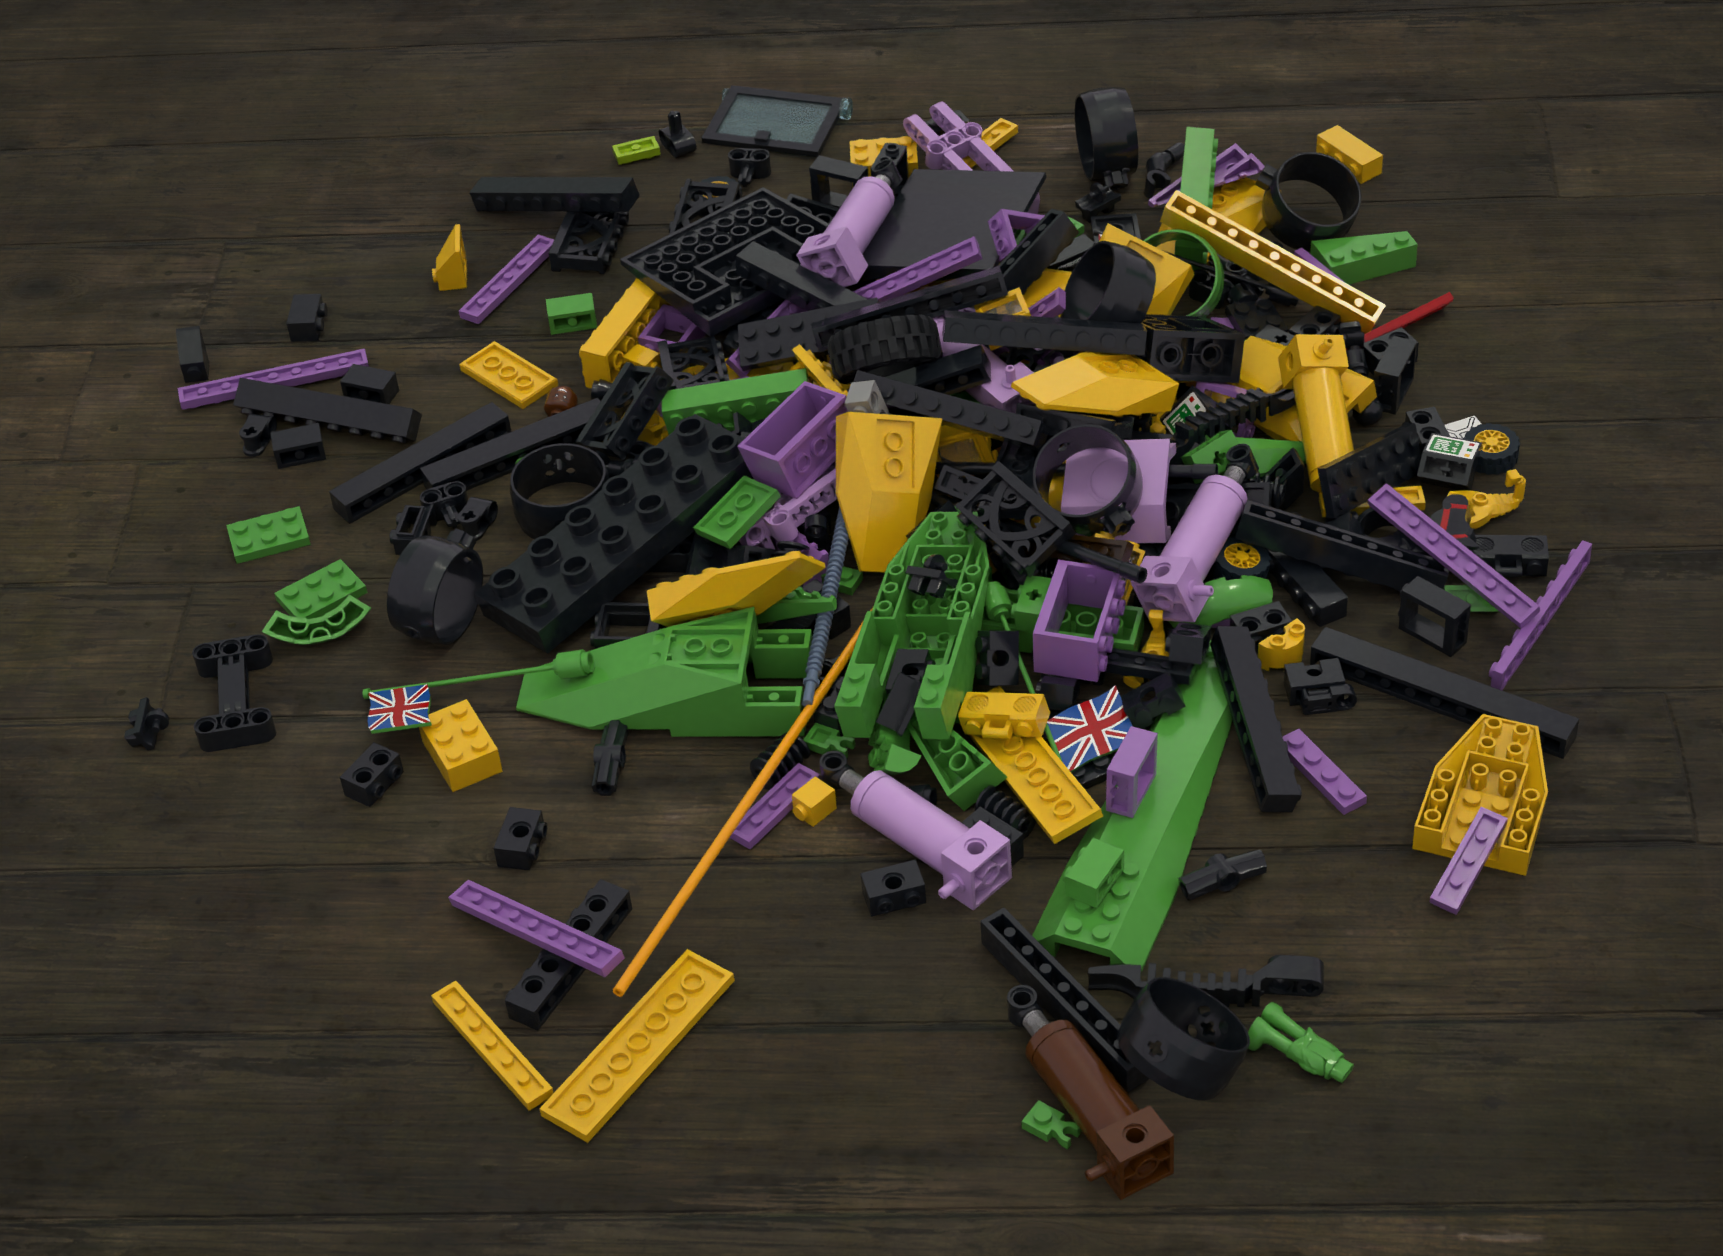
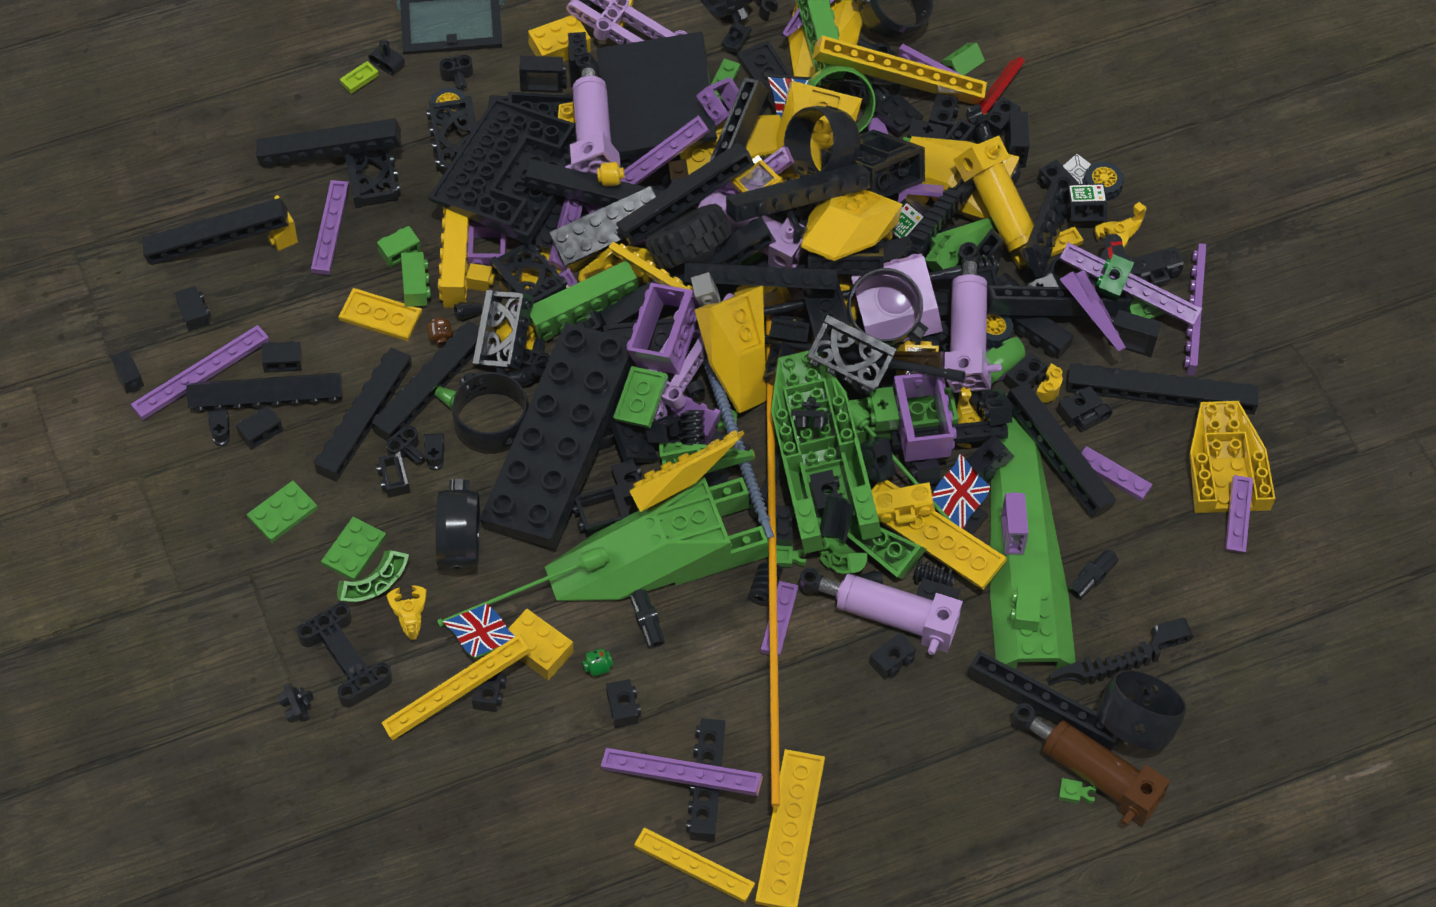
camera: 30 degrees left, 15 degrees up
(329, 756) = (455, 687): none -> yellow plate
(336, 669) = (408, 610): none -> yellow animal
(374, 245) = (215, 231): none -> black brick
(518, 785) = (597, 662): none -> green head
(563, 346) = (415, 279): none -> bright green brick
(814, 801) = (805, 607): yellow brick -> none
(837, 275) = (610, 174): none -> yellow head
(1024, 368) = (798, 230): none -> black piece
(1308, 1050) = (1208, 684): bright green piece -> none
(1366, 256) = (946, 37): bright green wedge -> none
(1380, 284) = (965, 58): none -> bright green panel
(1381, 555) = (1085, 294): none -> medium lavender wedge
(1427, 549) = (1120, 267): none -> green brick

